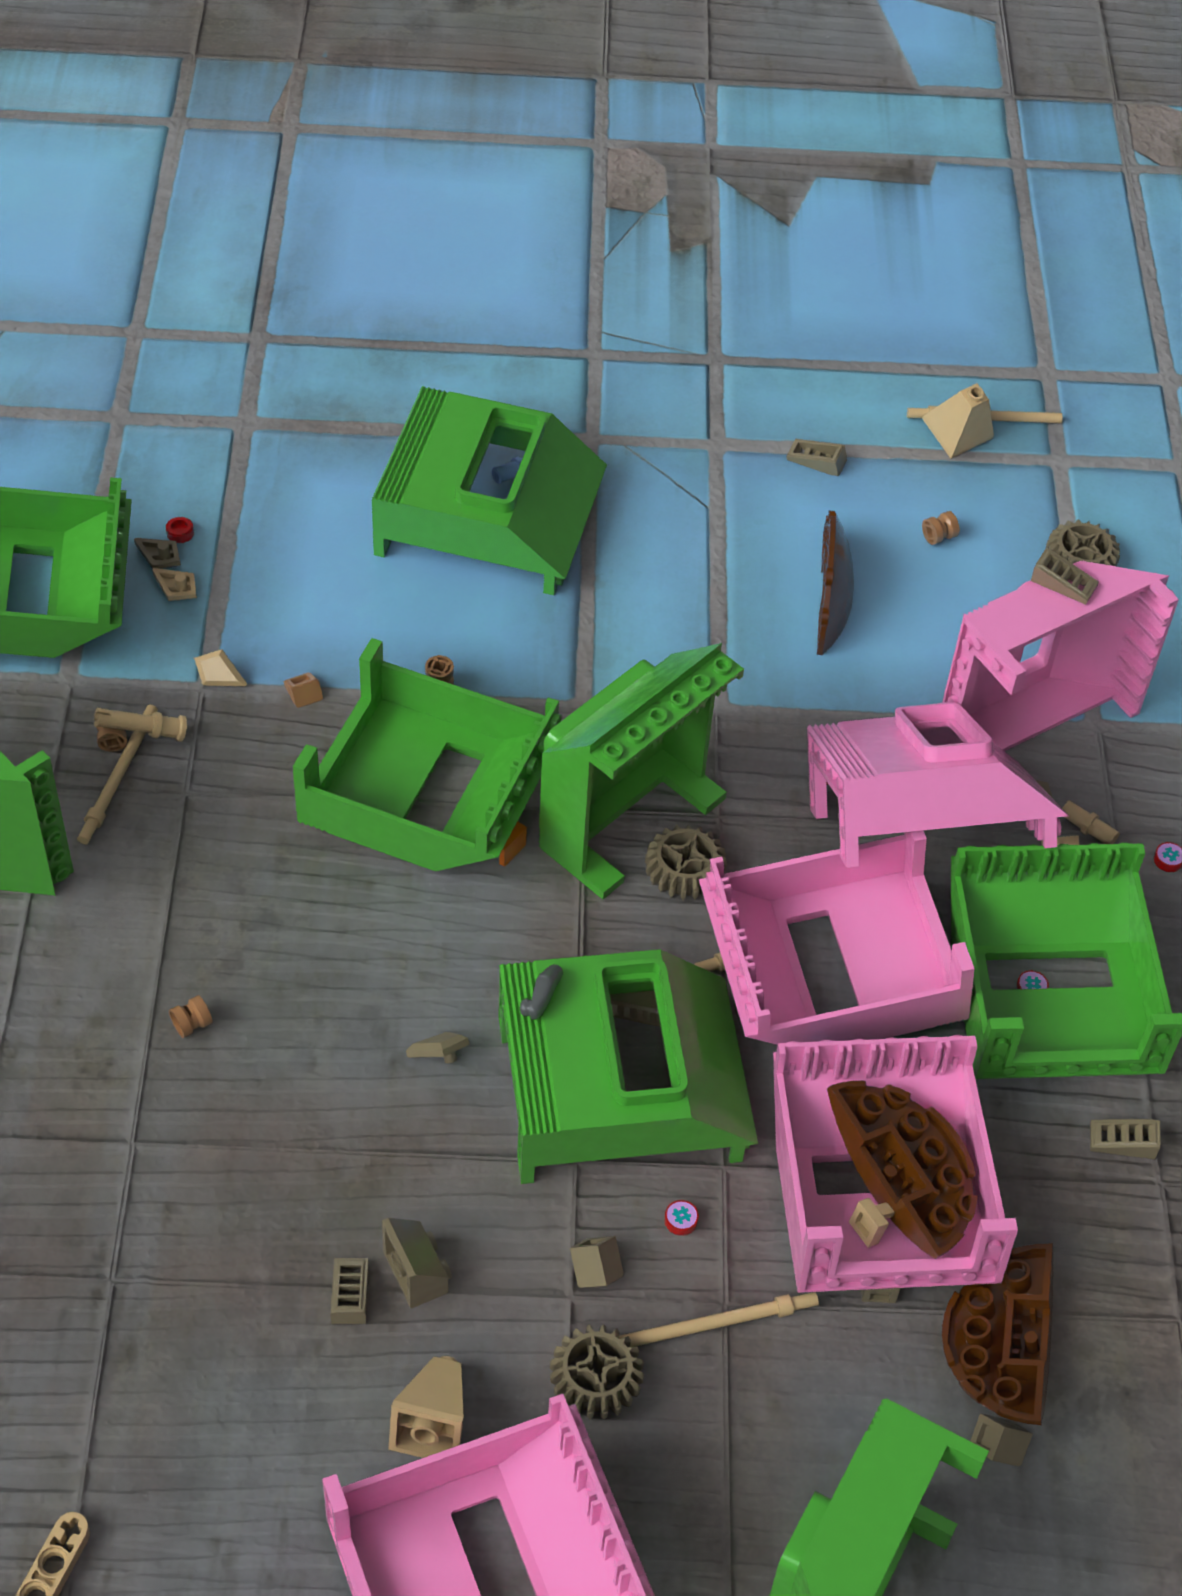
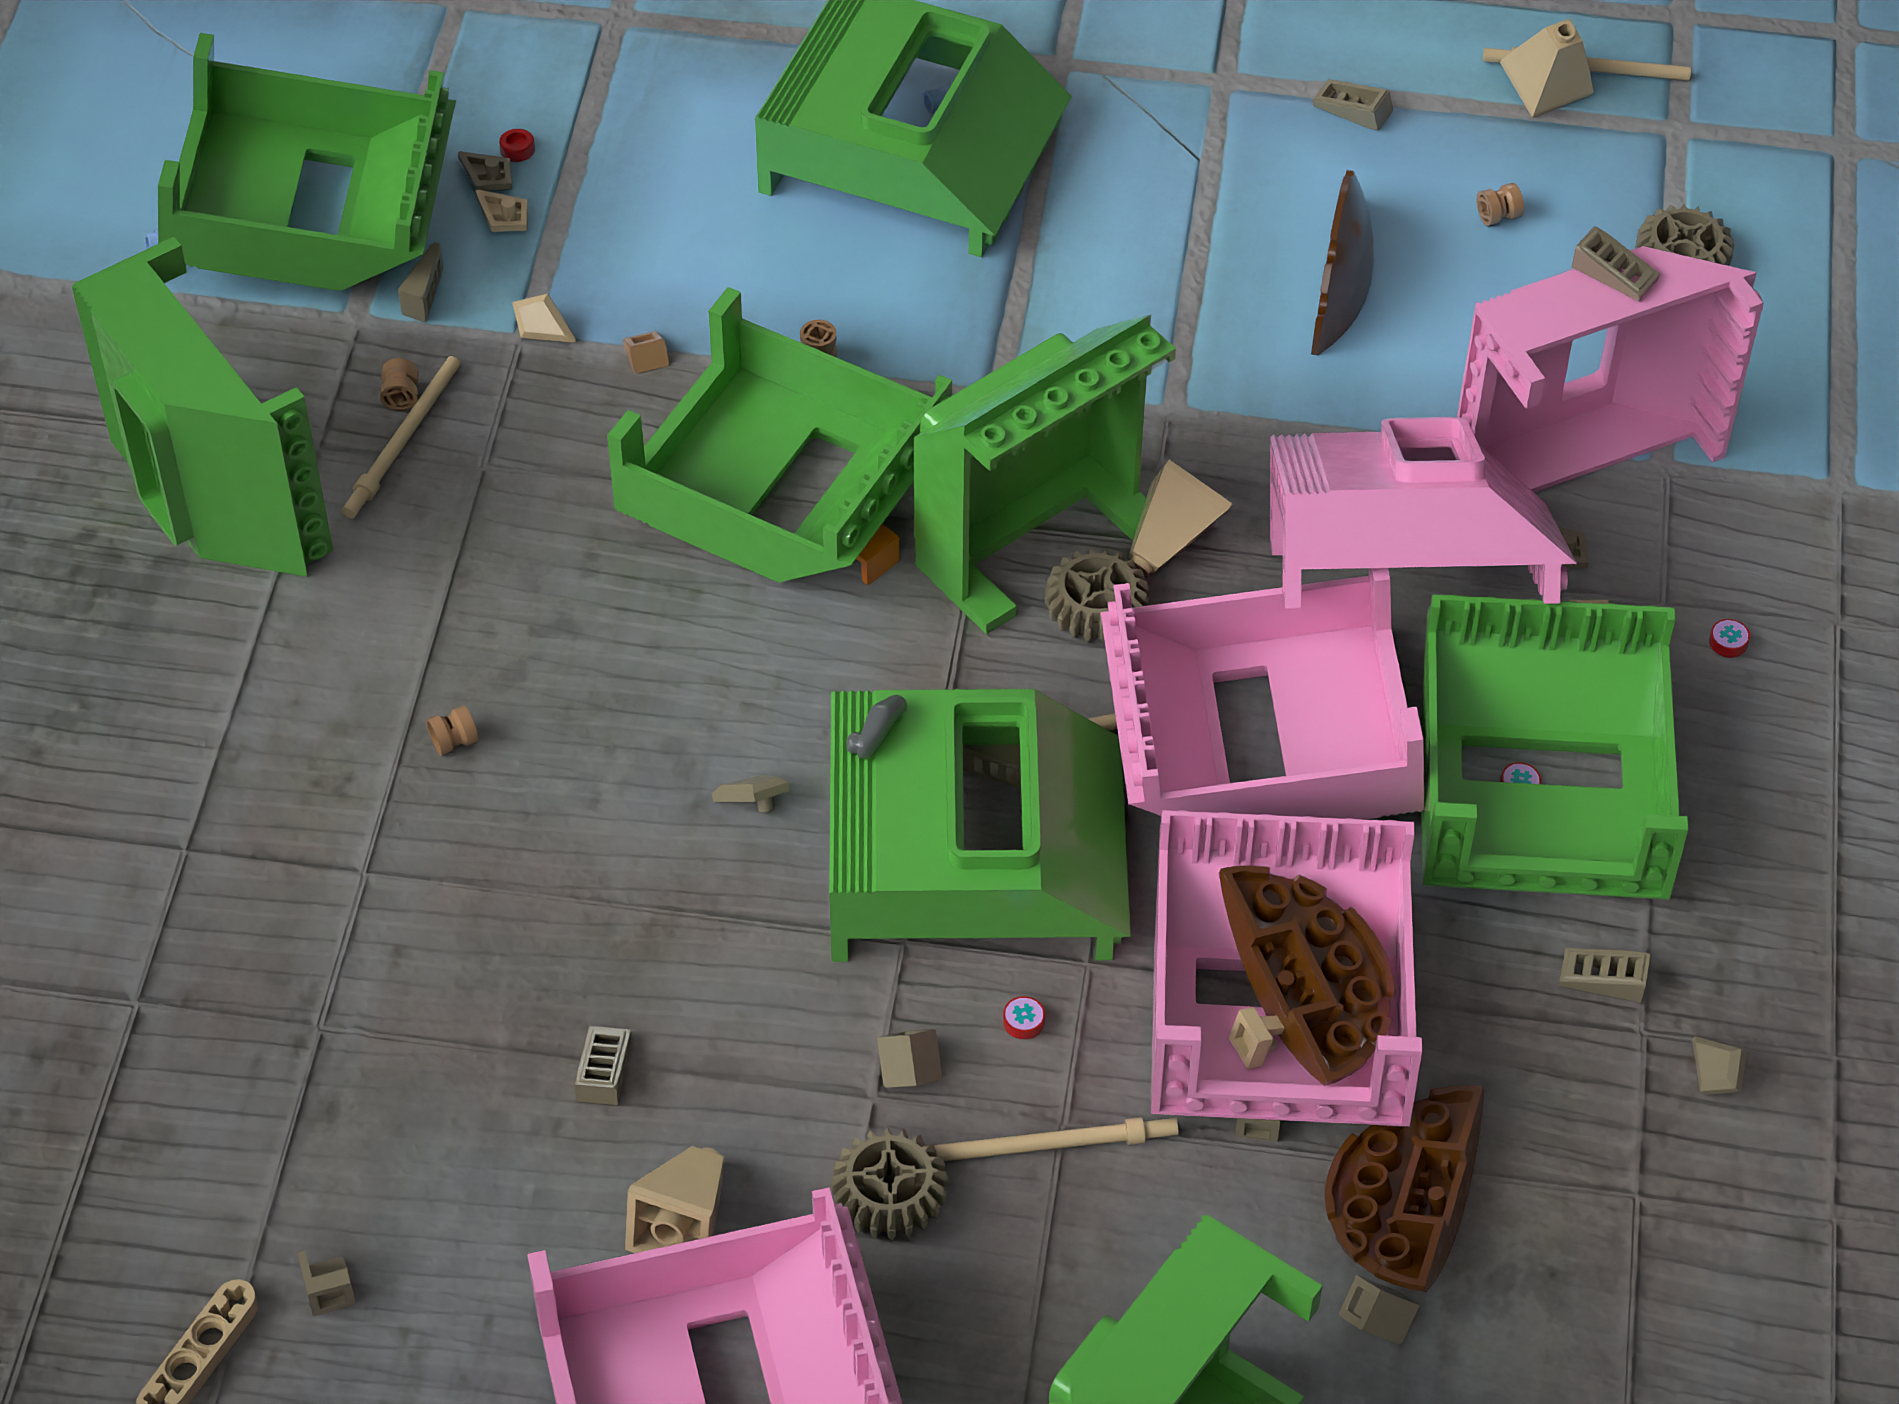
camera: 10 degrees right, 0 degrees up
(118, 649) = (420, 286): none -> dark tan slope
(146, 1506) = (326, 1284): none -> dark tan panel
(153, 724) = (452, 380): tan pin -> none
(414, 1260) = (685, 1035): dark tan slope -> none
(737, 794) = (1173, 517): none -> tan slope
(1090, 823) = (1628, 586): tan pin -> none

